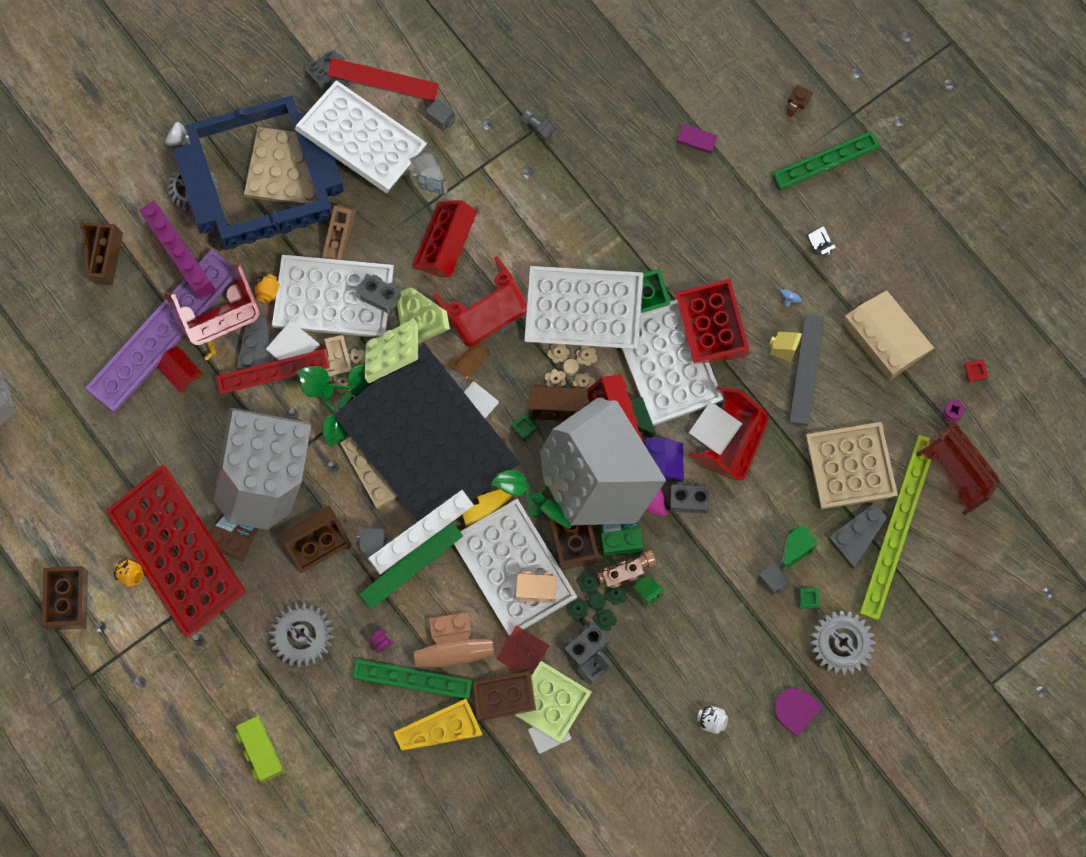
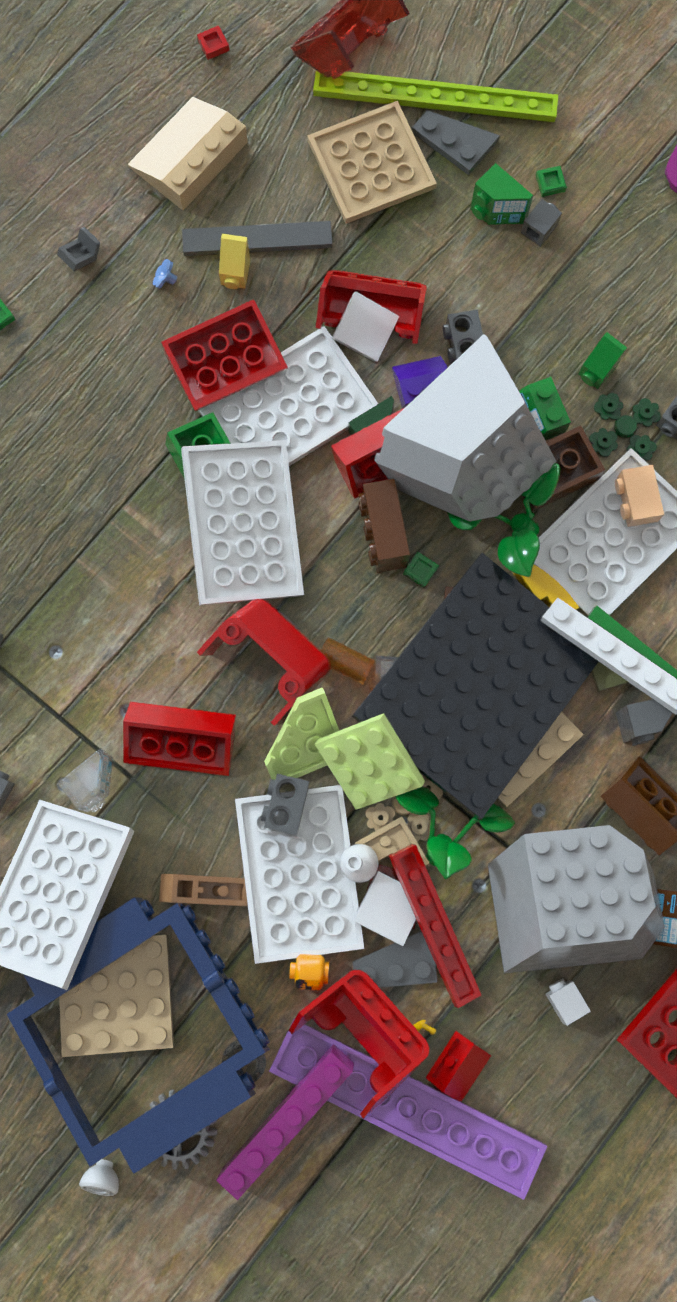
camera: 105 degrees left, 5 degrees up
(101, 251) = (312, 1241): reddish brown wedge -> none
(200, 448) = (567, 1001): none -> white brick
(327, 332) = (359, 863): none -> white brick
(348, 396) = (450, 813): green tile -> none
(481, 399) = (396, 635): white sticker -> none
(570, 366) = (324, 528): tan plant -> none
(622, 572) = (585, 398): nougat brick -> none
(856, 657) = (599, 147): light grey gear -> none
(950, 414) = (269, 65): magenta wheel -> none

